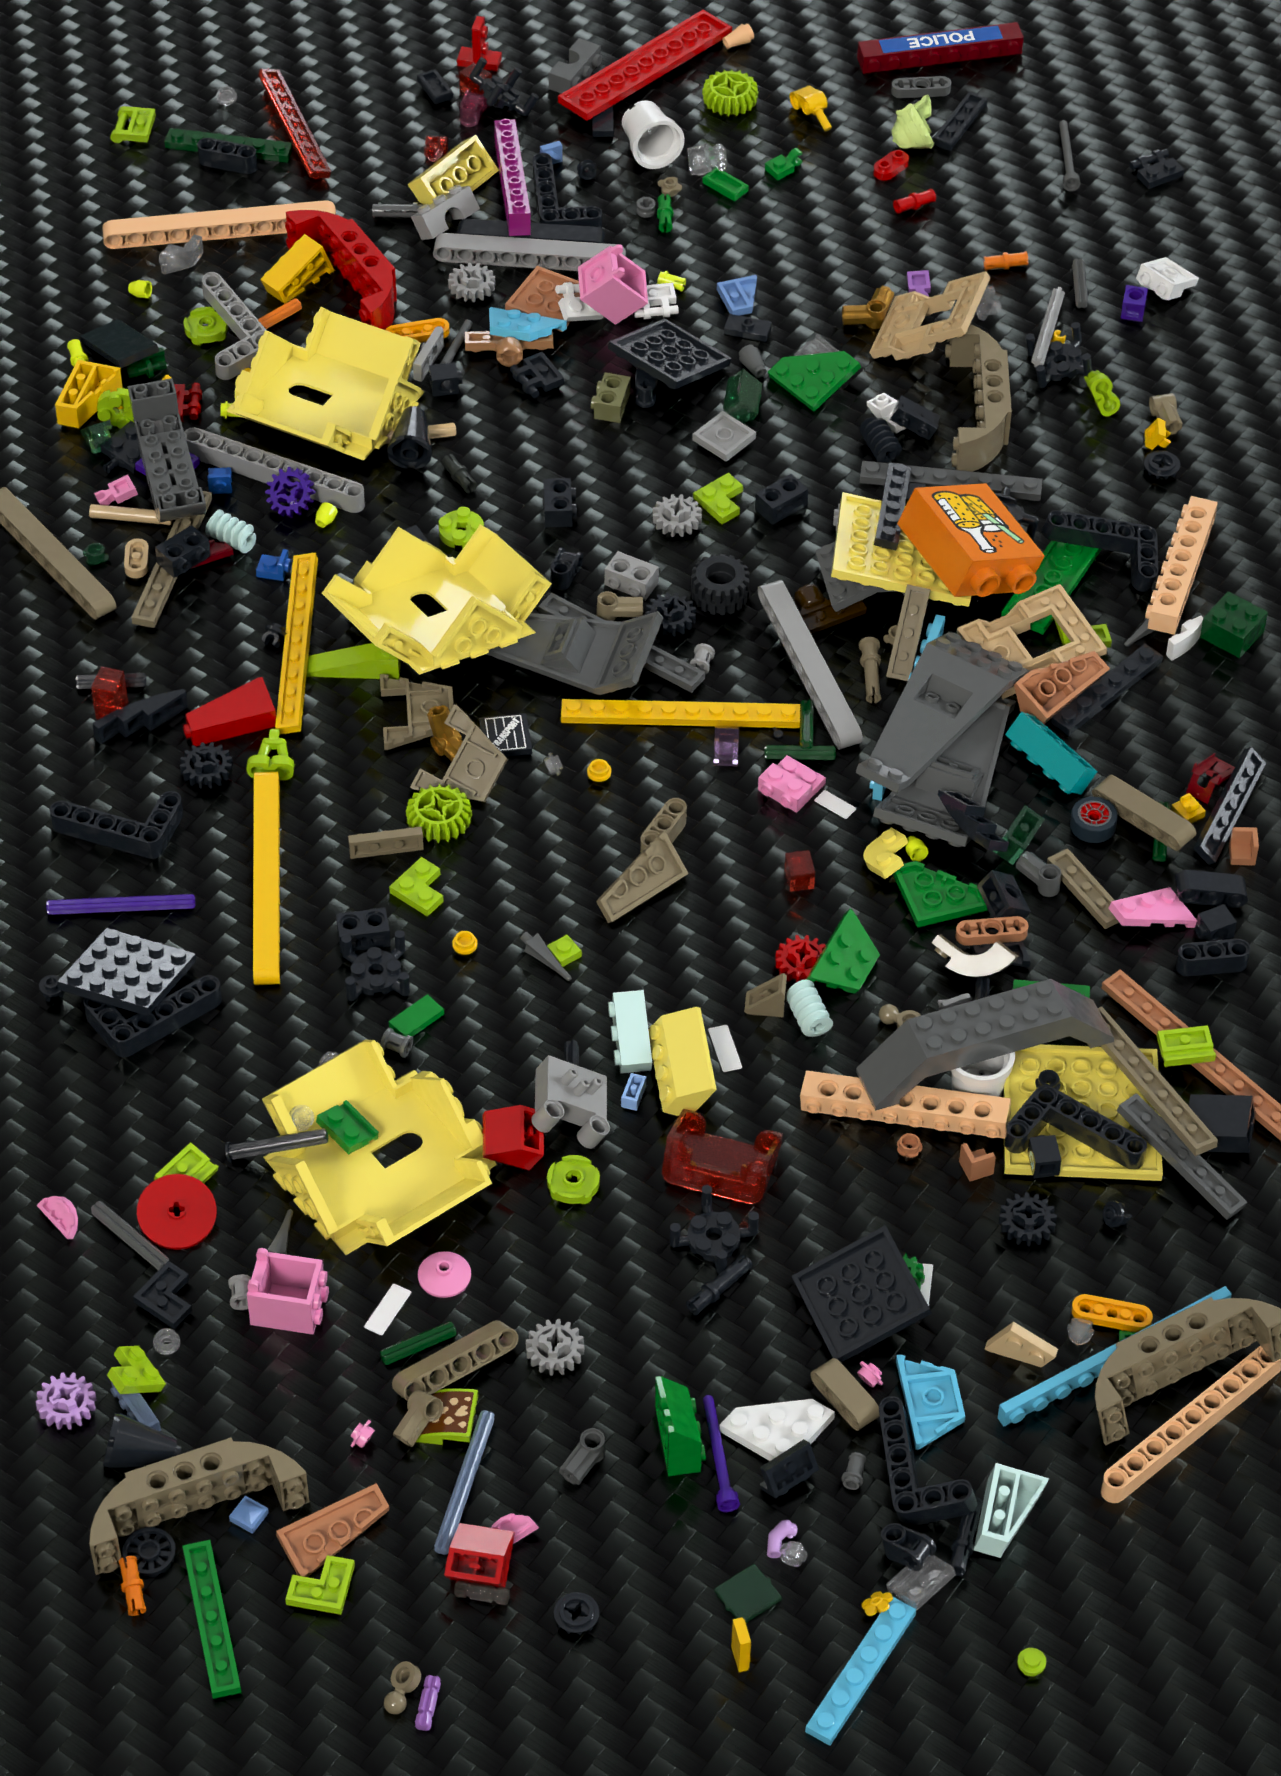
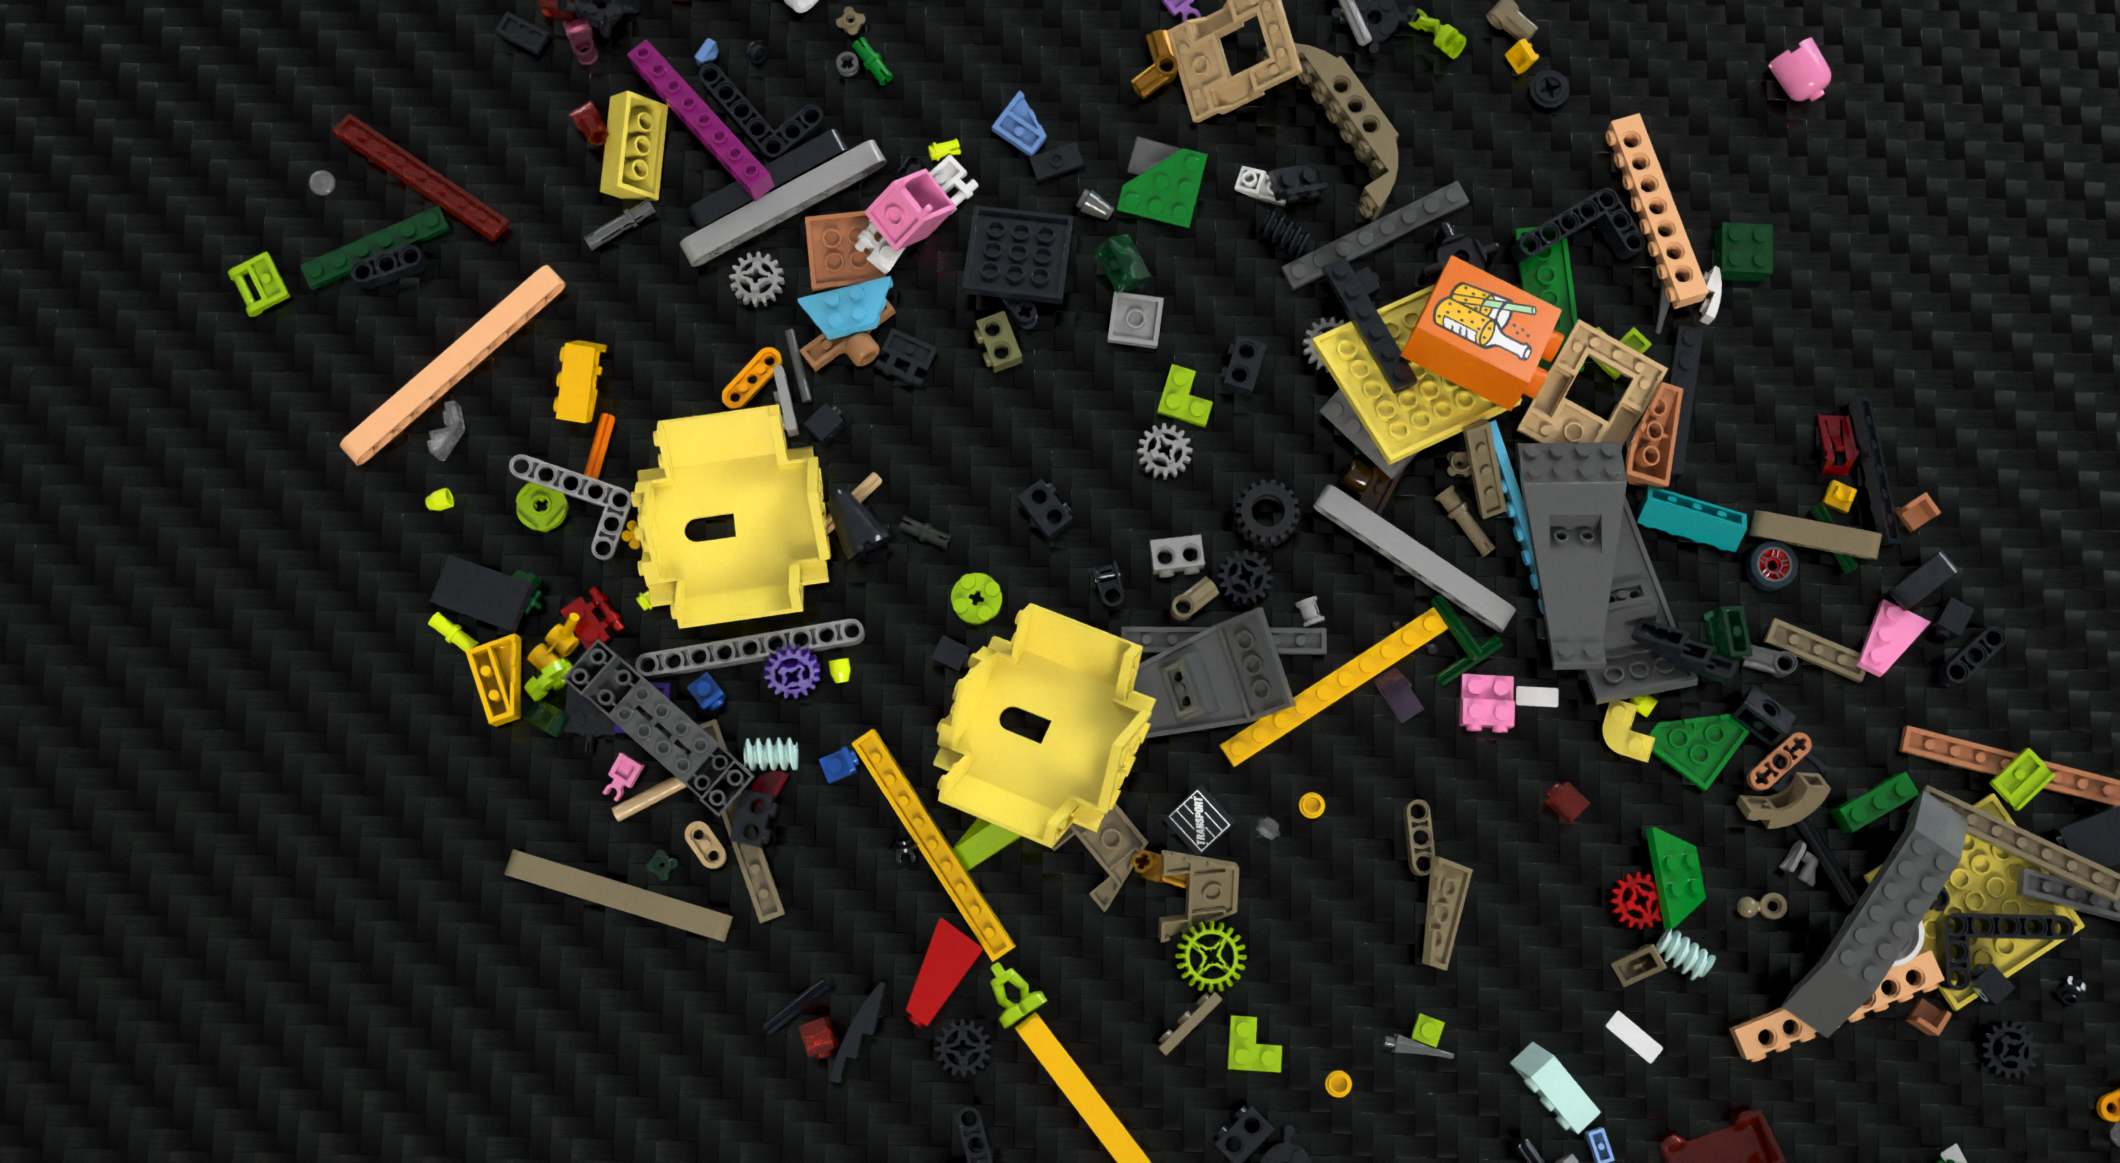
camera: 35 degrees left, 30 degrees up
(354, 256) = (630, 331): red slope -> none
(431, 218) = (659, 224): light grey arch -> none
(681, 1061) = (1627, 1095): light yellow slope -> none
(909, 1140) = (1865, 1033): nougat plate -> none

